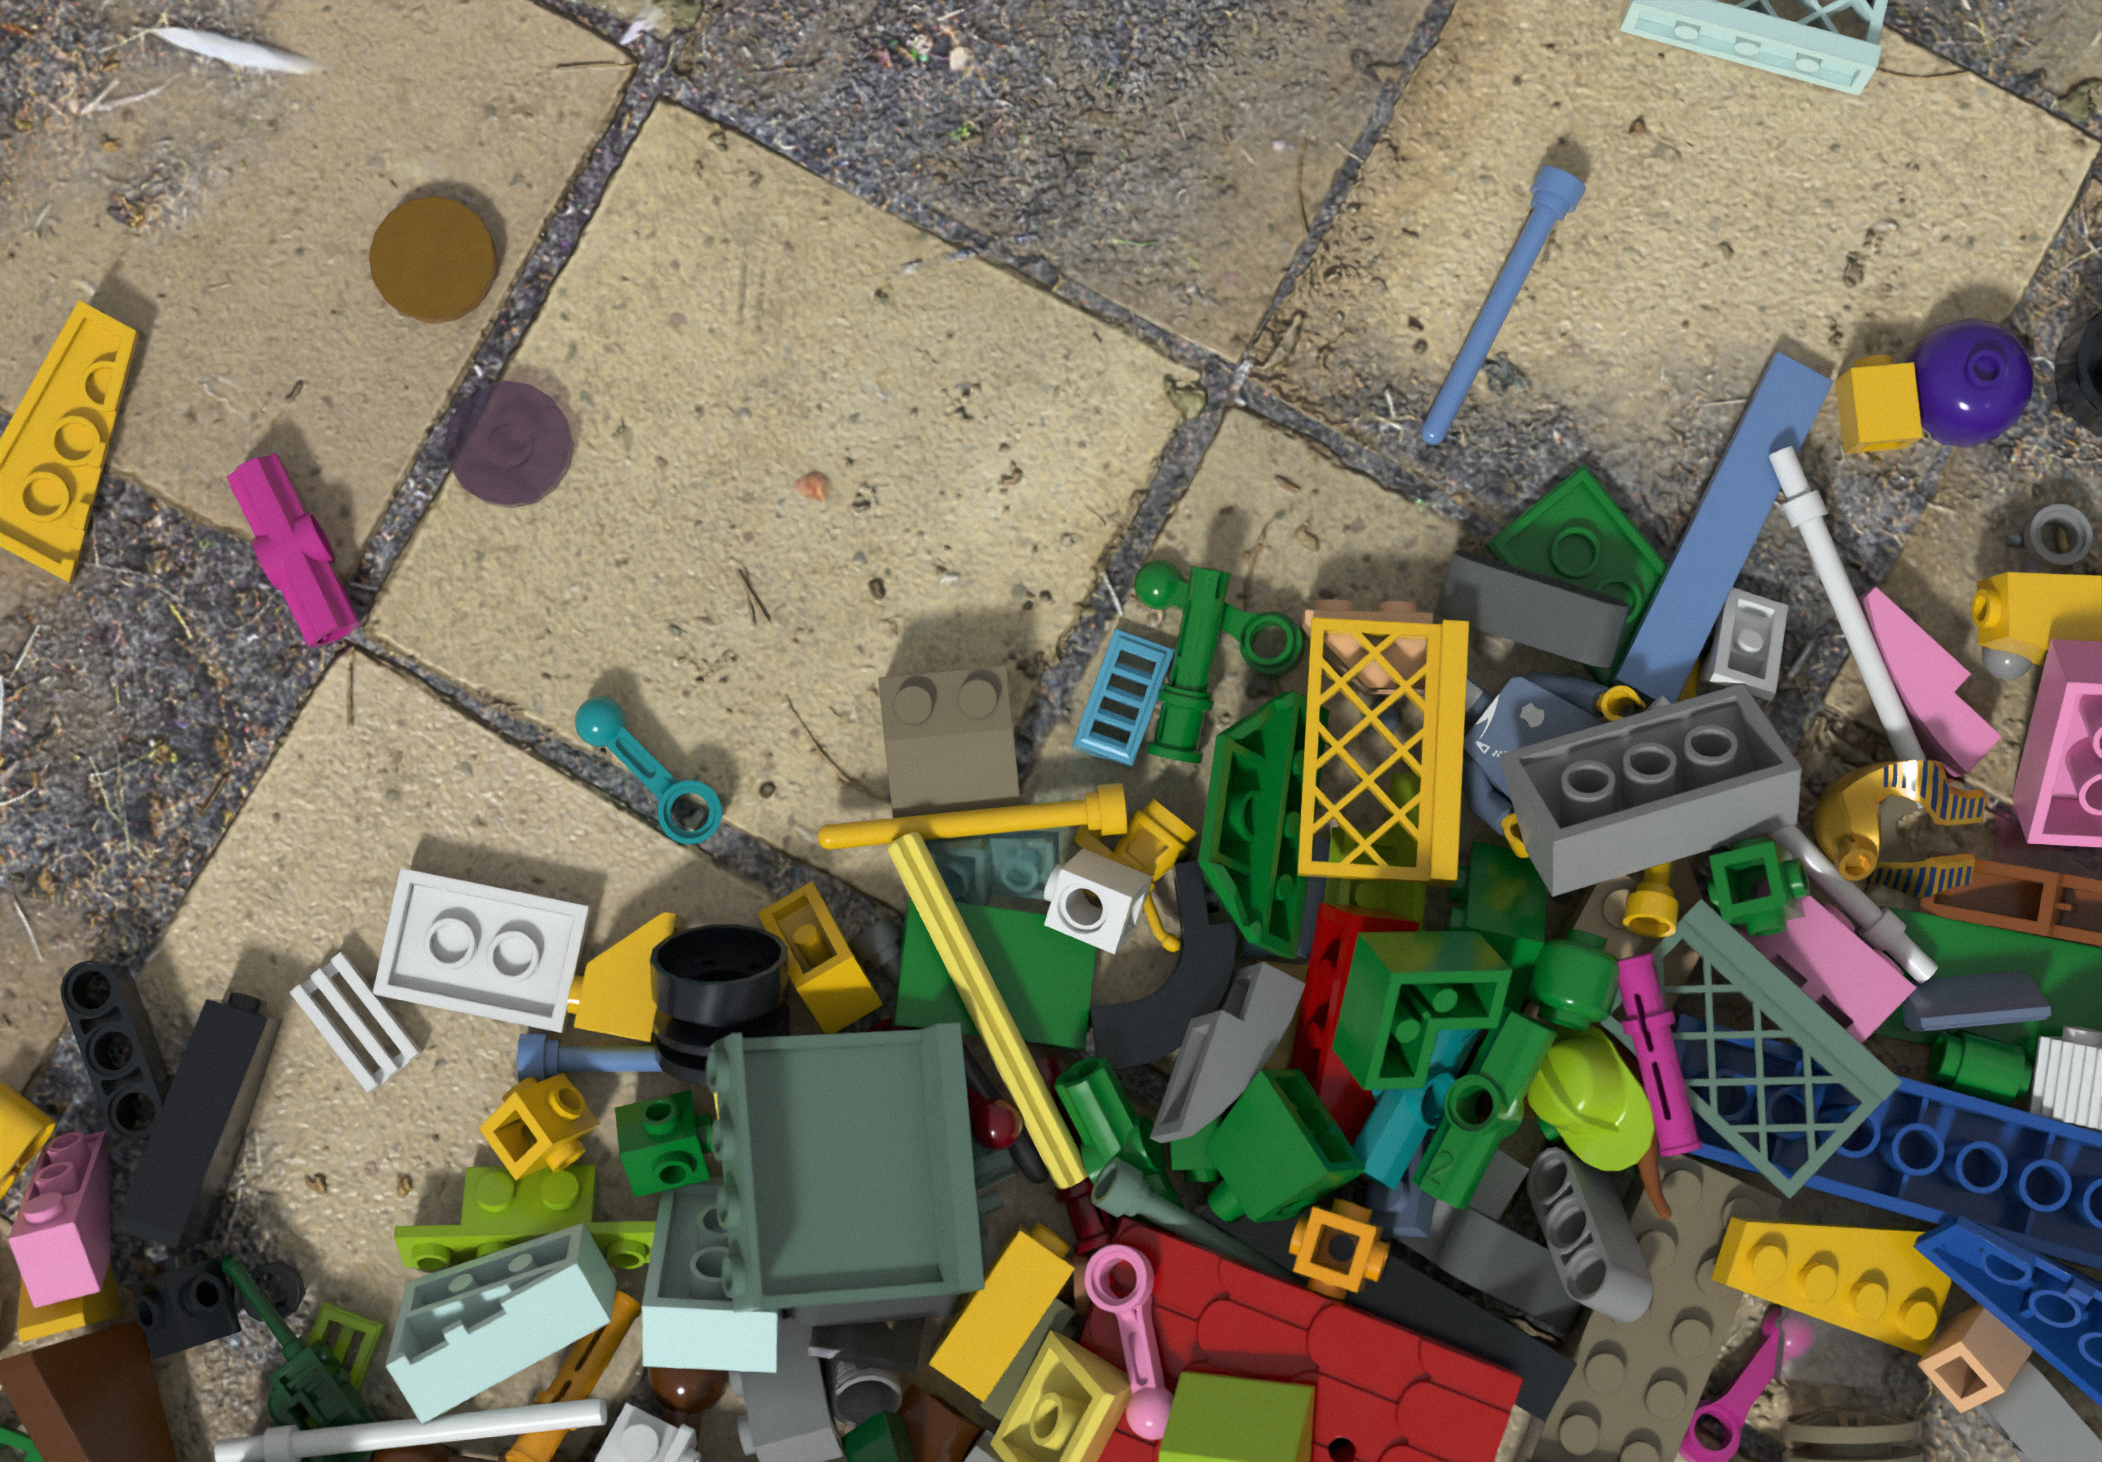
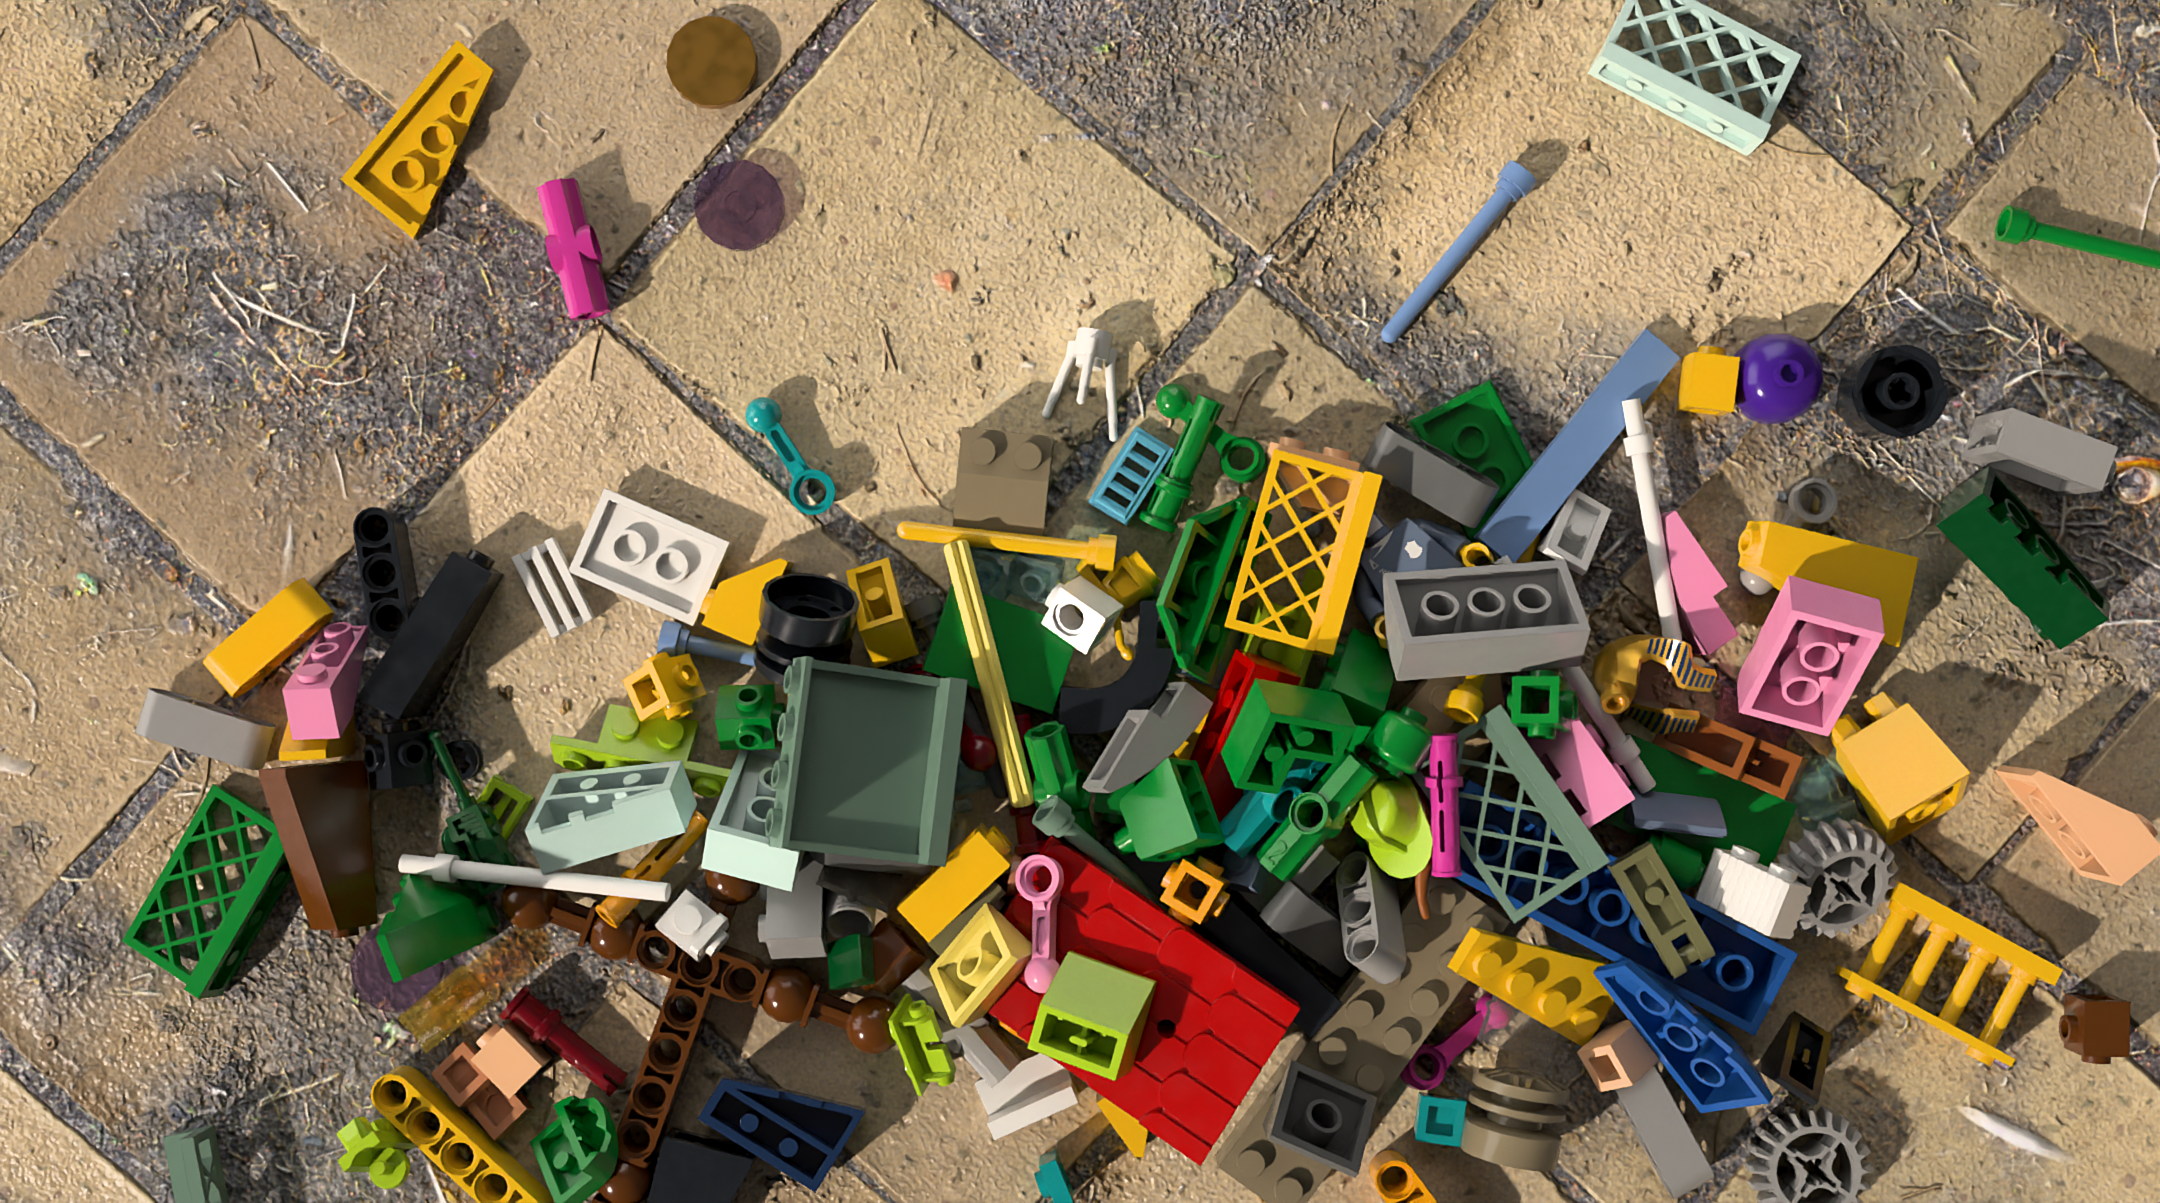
camera: 15 degrees right, 5 degrees up
(1032, 539) = (1091, 351): none -> white plant
(1986, 1135) = (1660, 908): none -> olive plate

